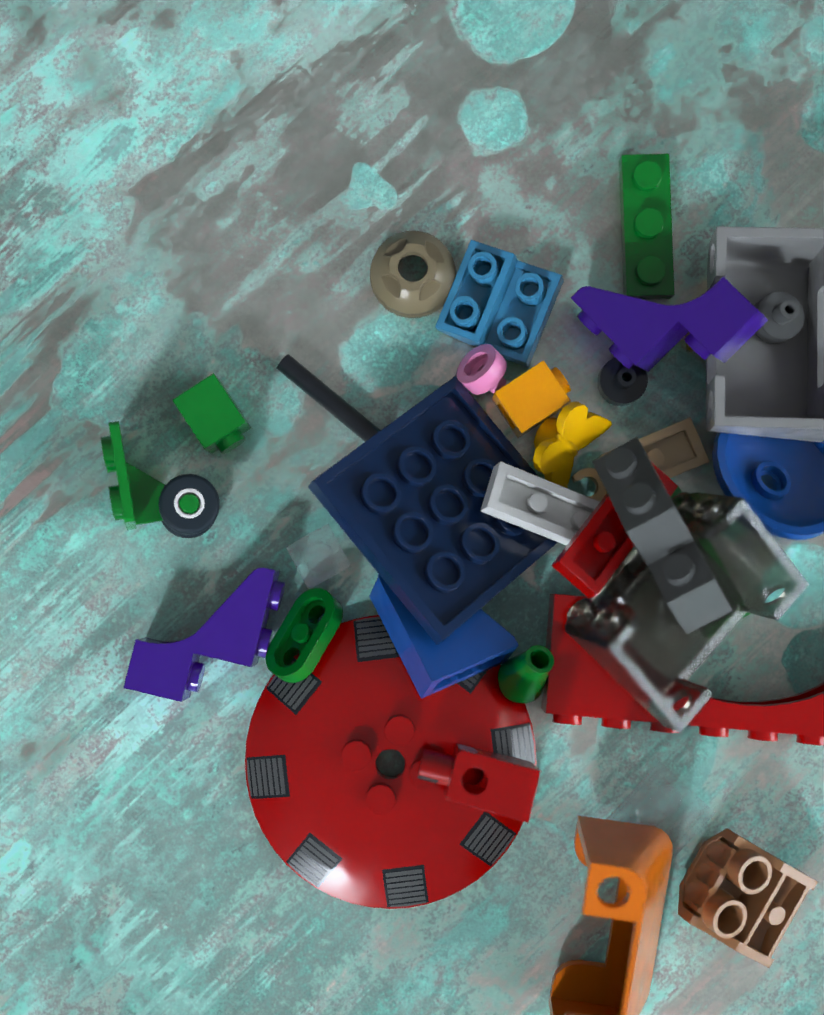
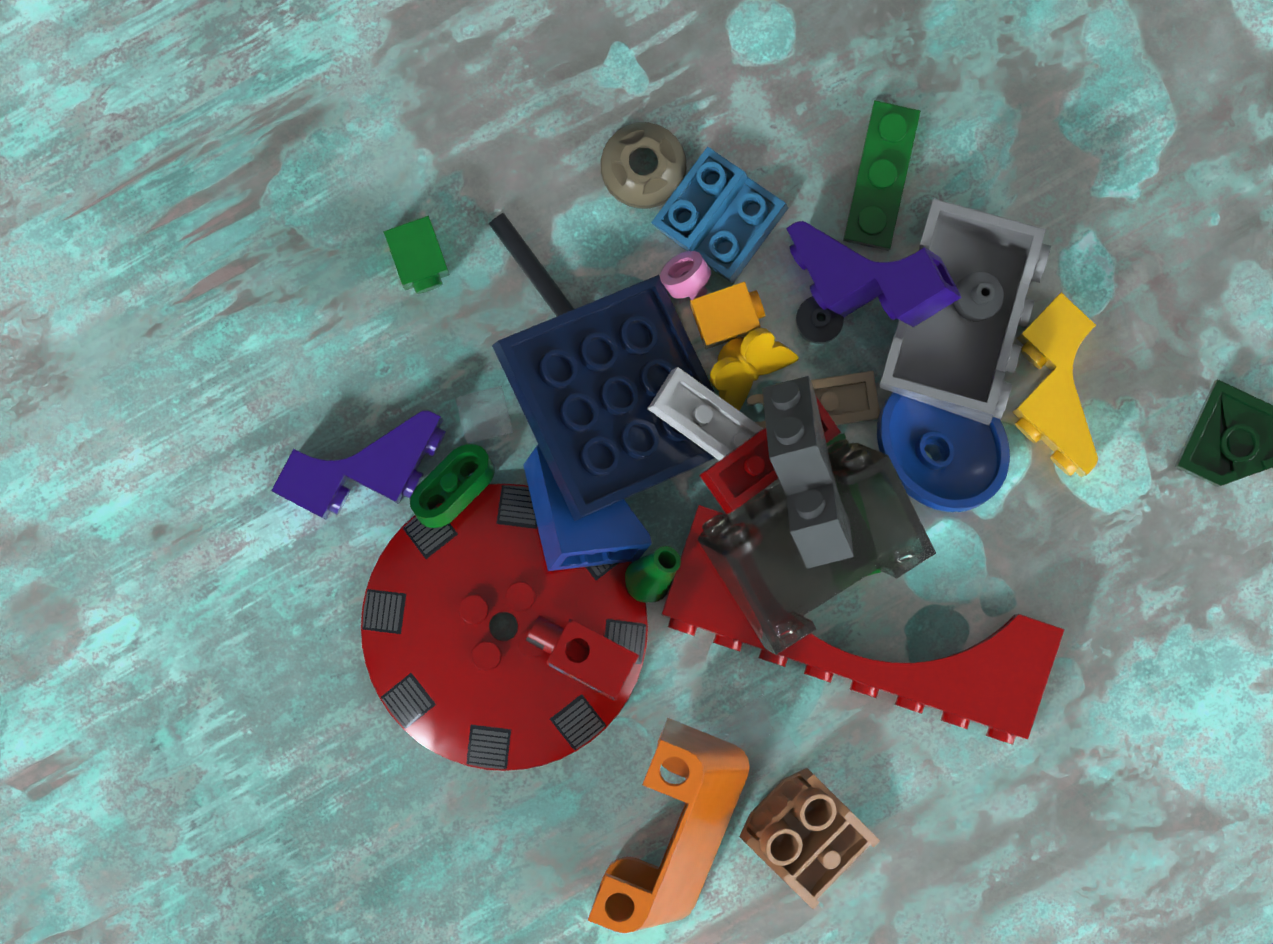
camera: 10 degrees right, 0 degrees up
(183, 505) = (366, 335): plate -> none

